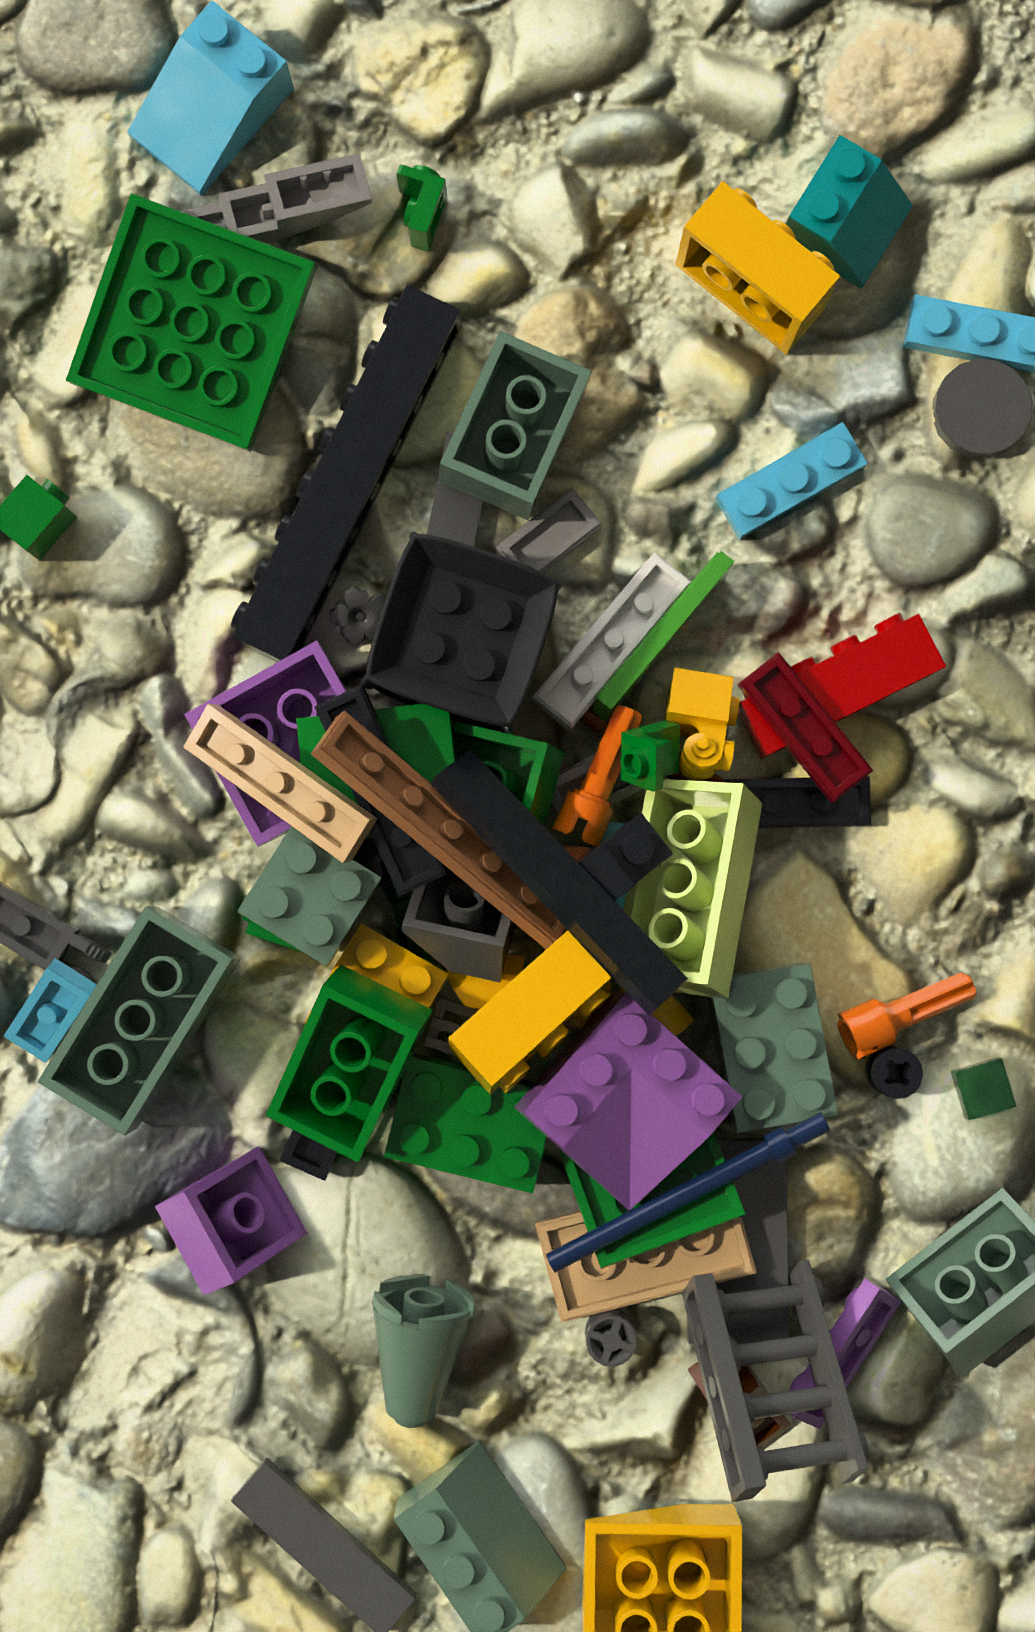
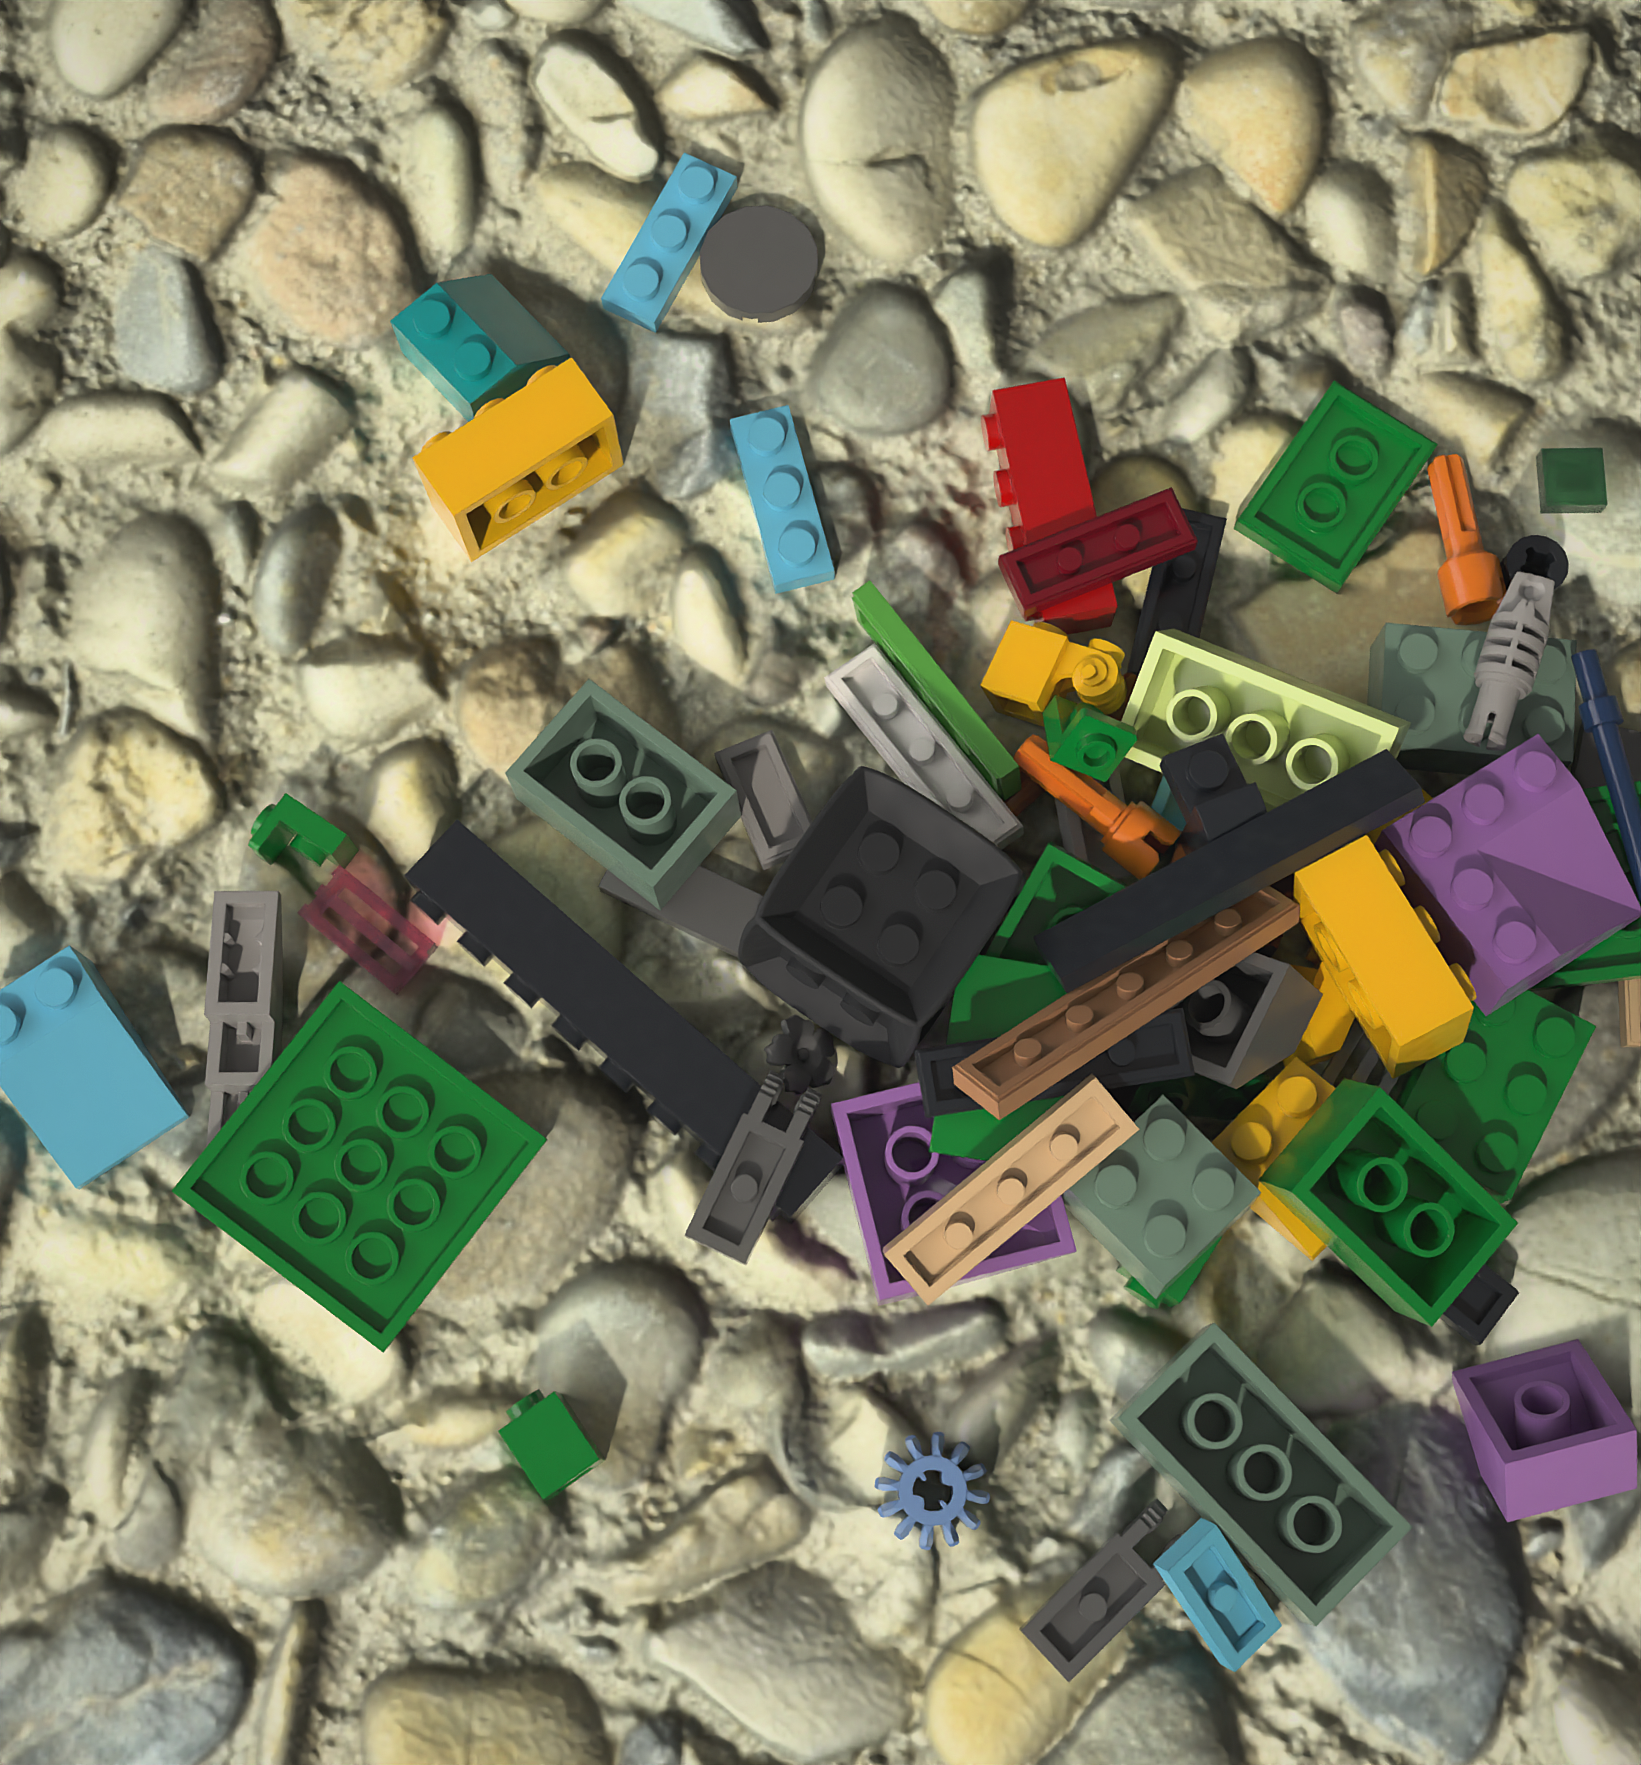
camera: 75 degrees left, 10 degrees down
(60, 779) = (949, 1475): none -> medium blue gear
(250, 597) = (751, 1175): none -> dark grey hinge
(383, 240) = (328, 897): none -> clear pink tile
(802, 1063) = (1510, 657): none -> light grey hinge
(925, 904) = (1335, 486): none -> green tile

